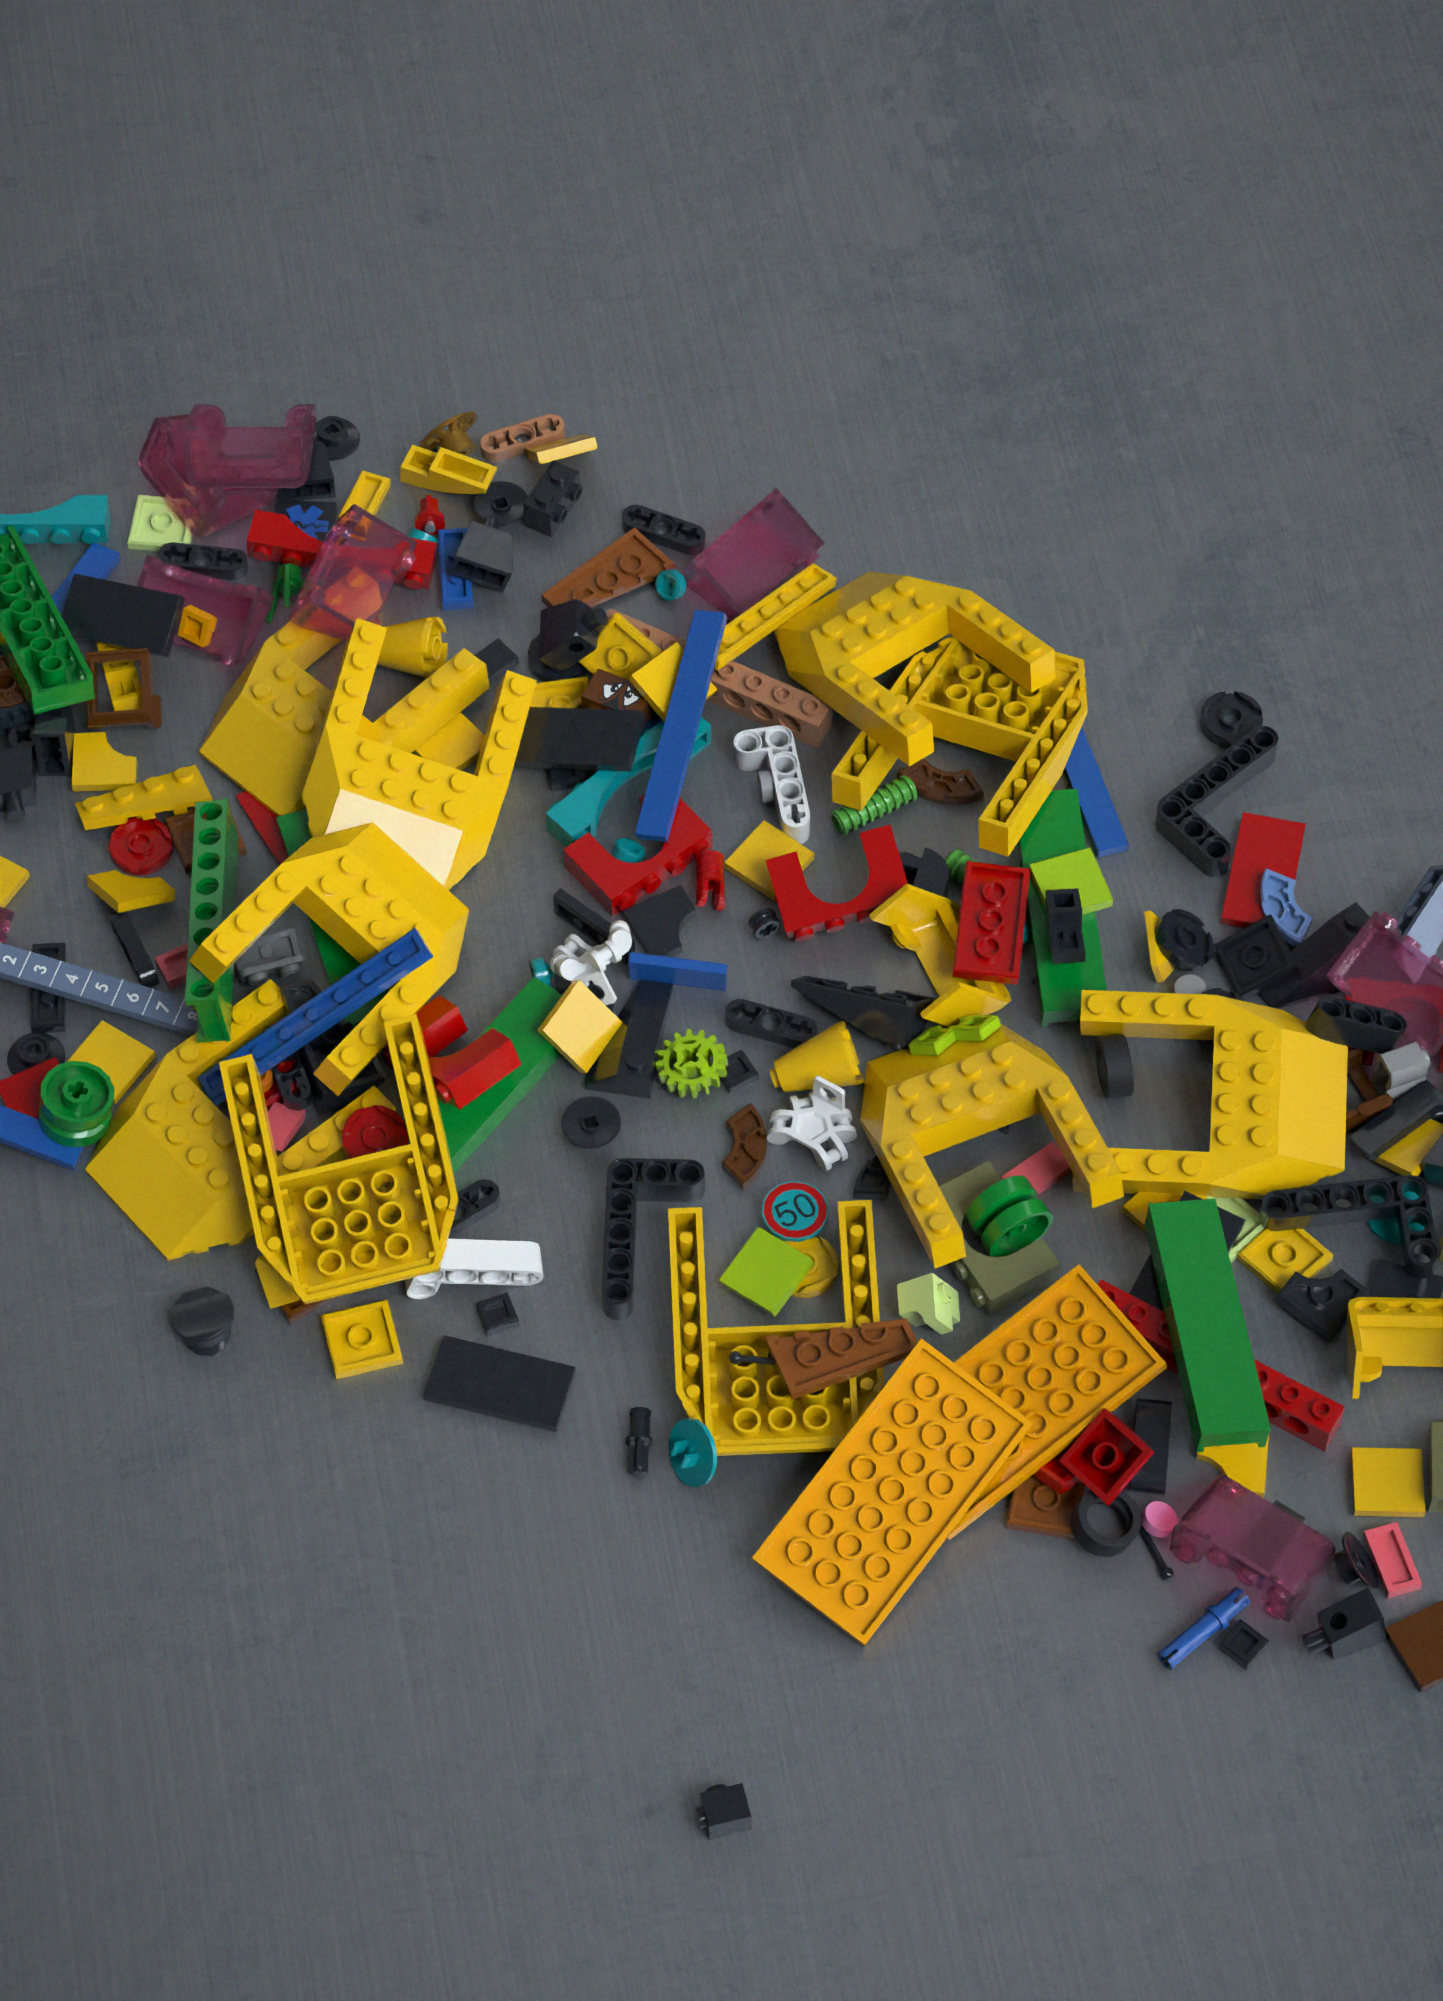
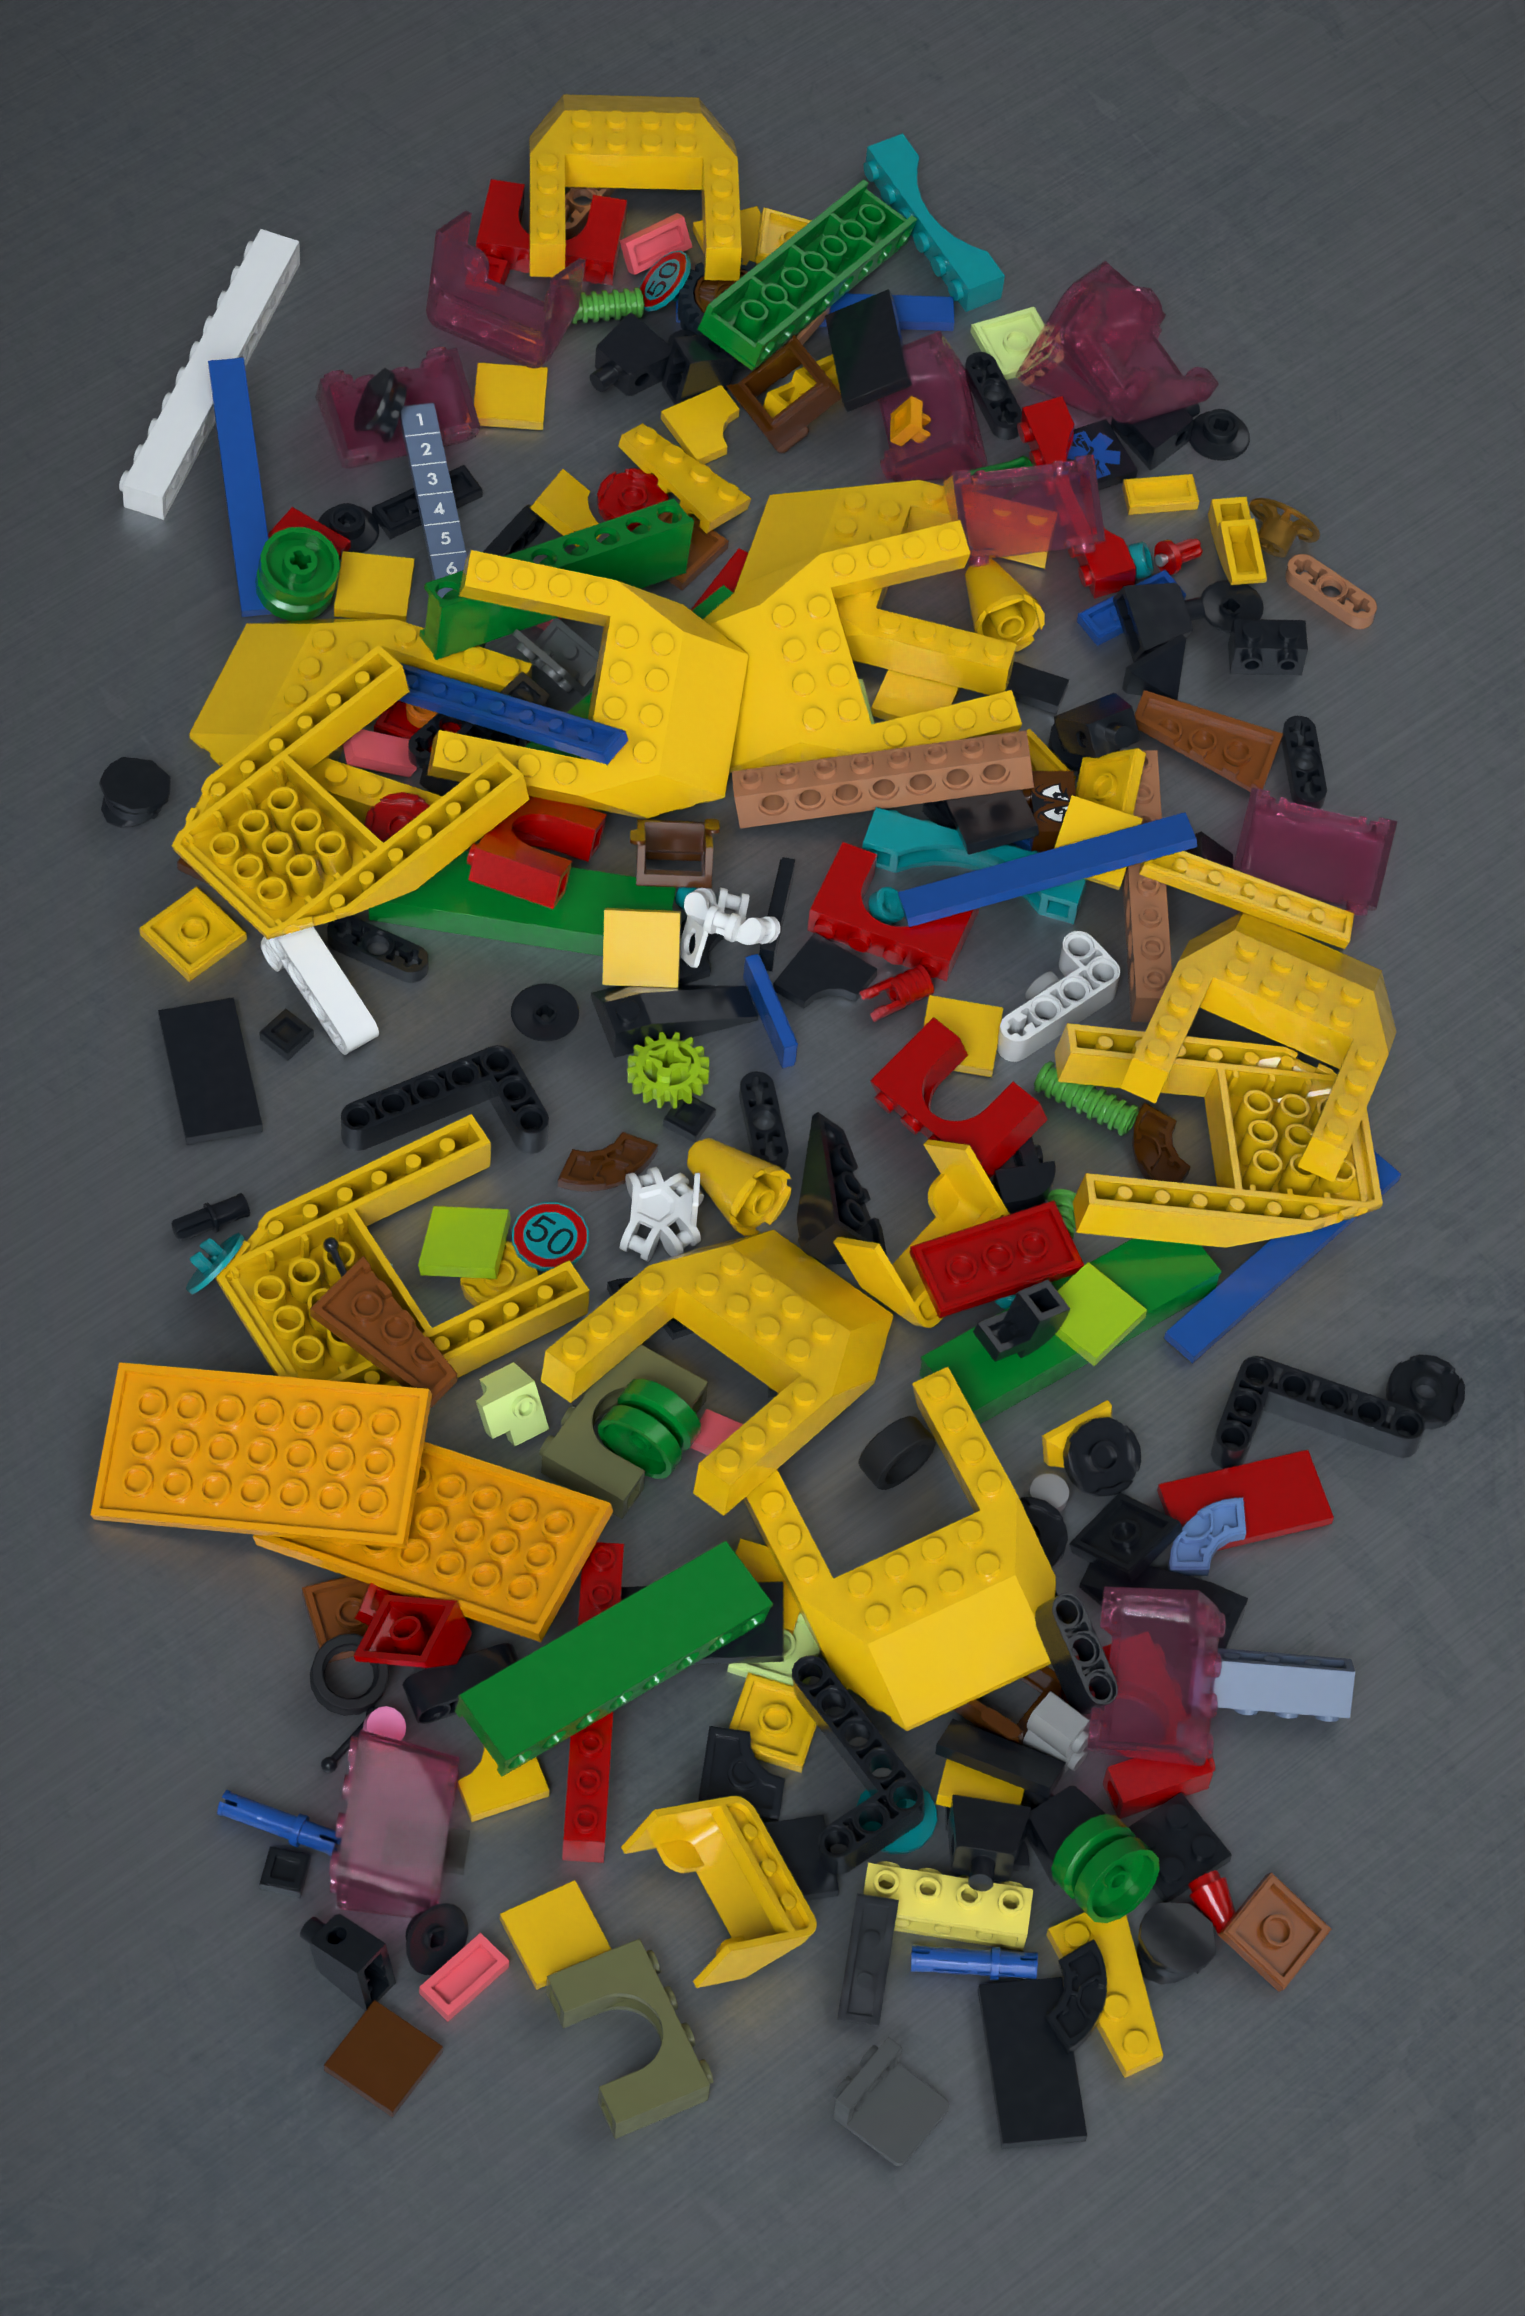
camera: 55 degrees right, 0 degrees up
(482, 970) = (674, 842): none -> reddish brown piece
(528, 795) = (882, 779): none -> nougat brick
(531, 578) = (1157, 671): none -> black slope
(562, 448) = (1331, 624): yellow tile -> none
(670, 584) = (1234, 797): teal tile -> none
(764, 923) = (874, 1059): black bush -> none
(970, 1028) = (829, 1273): lime tile -> none

